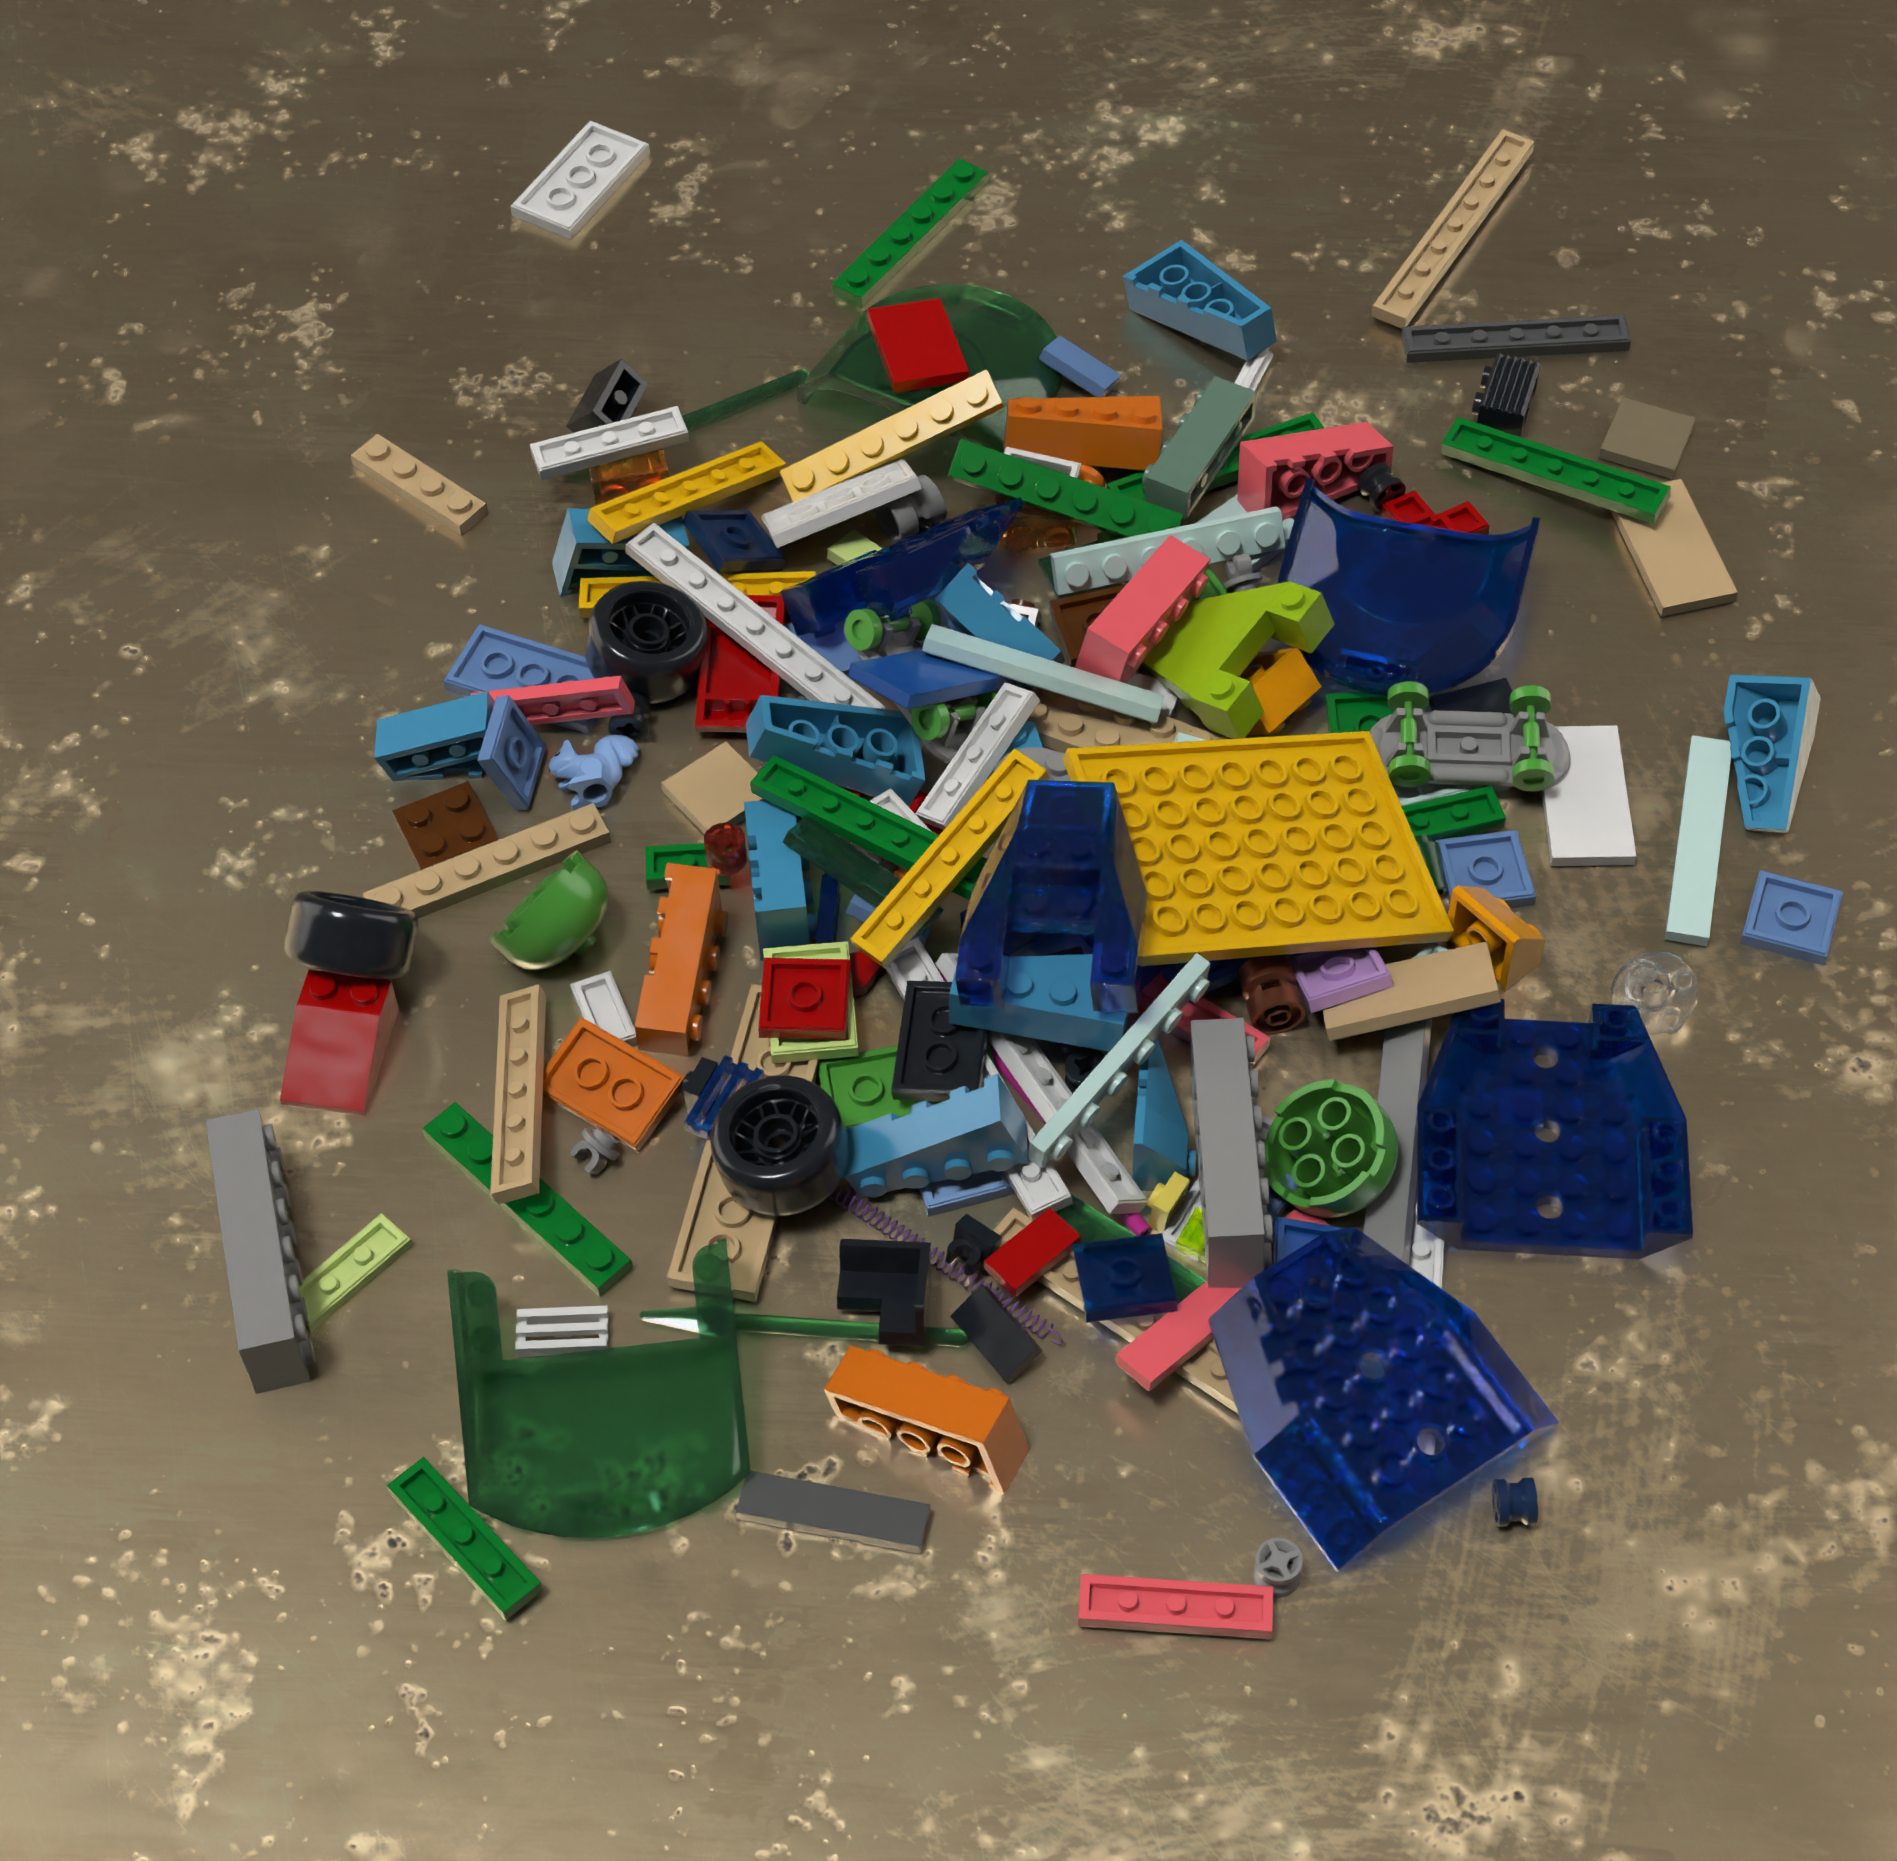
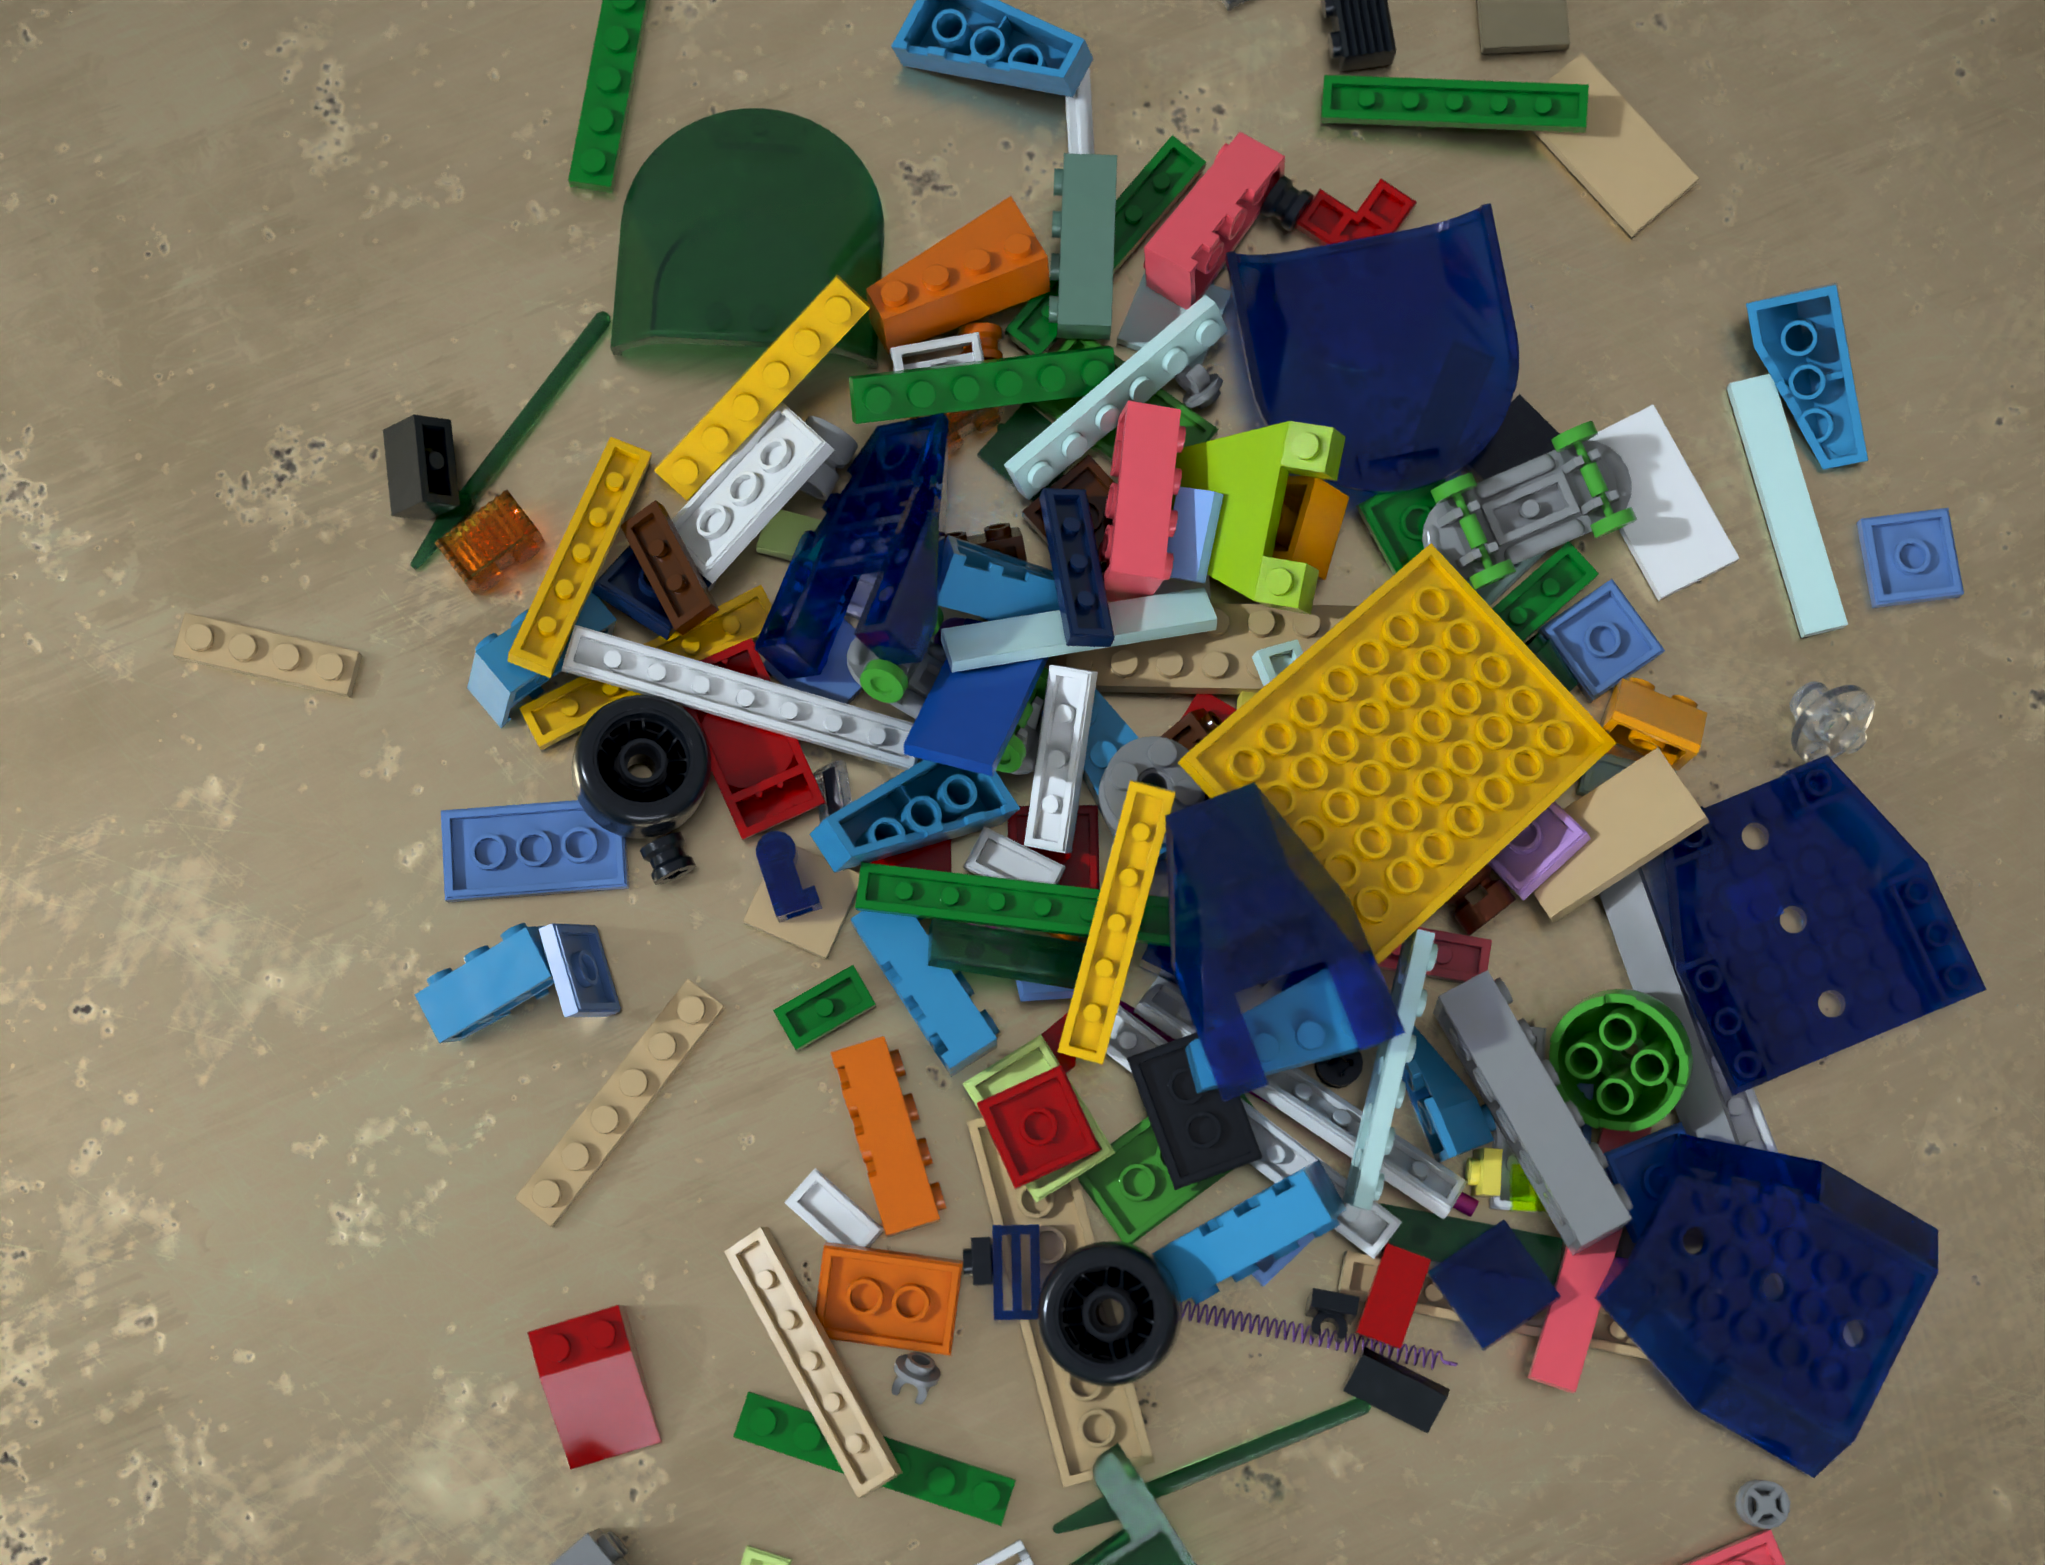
camera: 30 degrees left, 25 degrees up
(351, 935) = (552, 1279): black wheel -> none
(444, 825) = (551, 1077): reddish brown plate -> none
(555, 917) = (744, 1147): bright green cylinder -> none
(571, 700) = (603, 879): coral plate -> none
(580, 180) = (202, 149): white tile -> none
(593, 774) = (671, 942): light blue animal -> none
(609, 442) = (458, 527): white tile -> none
(707, 766) = (778, 862): none -> clear blue leg
(723, 837) = (859, 976): clear red wheel -> none
(749, 524) = (669, 567): none -> reddish brown plate
(828, 910) = (1001, 1012): clear blue tile -> none
(887, 1279) = (1281, 1387): black panel -> none
(917, 345) = (732, 259): red tile -> none
(930, 1412) = (1379, 1512): orange wedge -> none
(1065, 633) = (1076, 568): none -> dark blue tile
(1079, 367) = (898, 182): medium blue tile -> none
(1173, 650) = (1194, 533): none -> light blue tile
(1514, 1502) = (1938, 1335): dark blue wheel -> none

